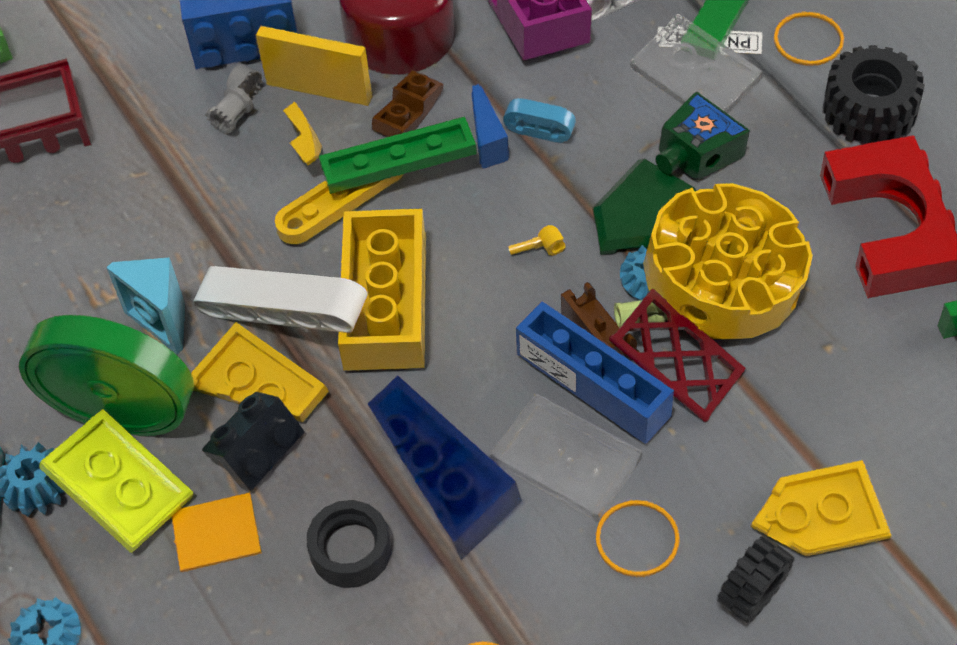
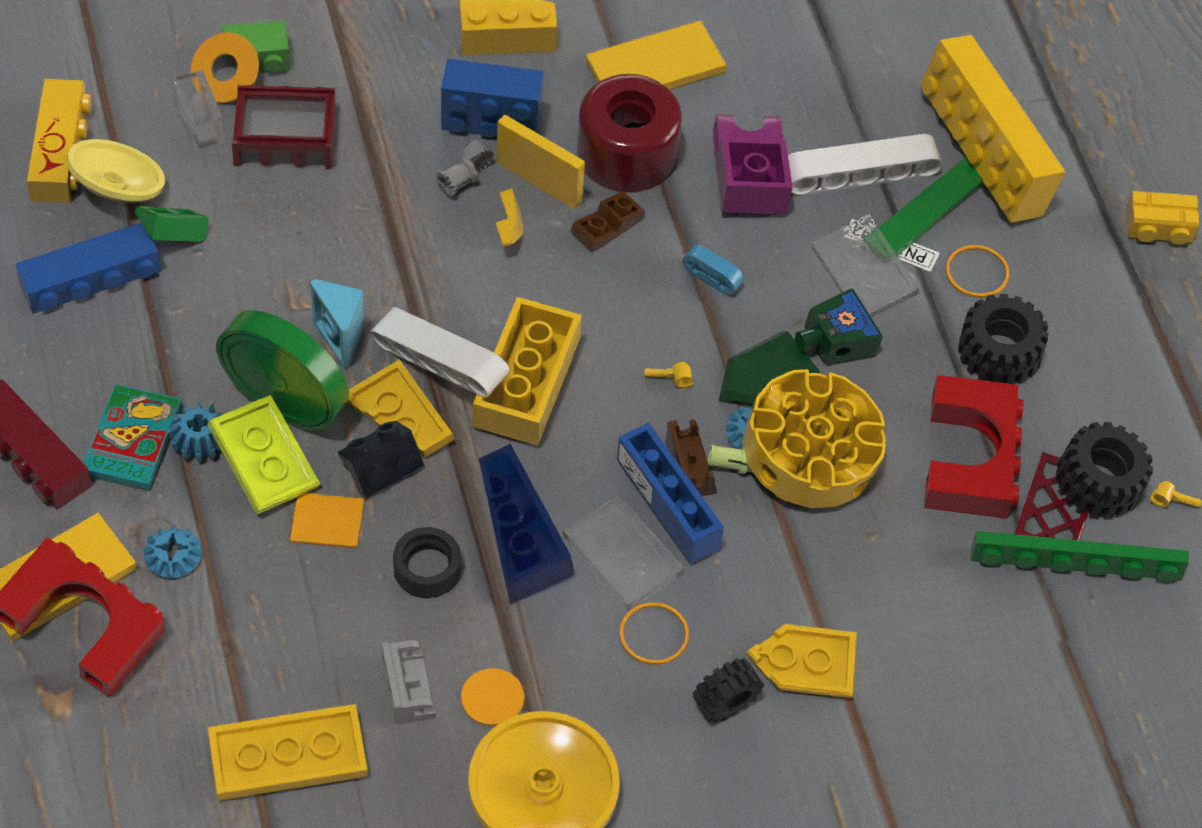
camera: 10 degrees right, 0 degrees up
(320, 209) = (522, 279): yellow plate -> none
(397, 155) = (580, 262): green plate -> none
(490, 134) = (665, 269): blue slope -> none
(708, 346) = (752, 475): dark red window -> none

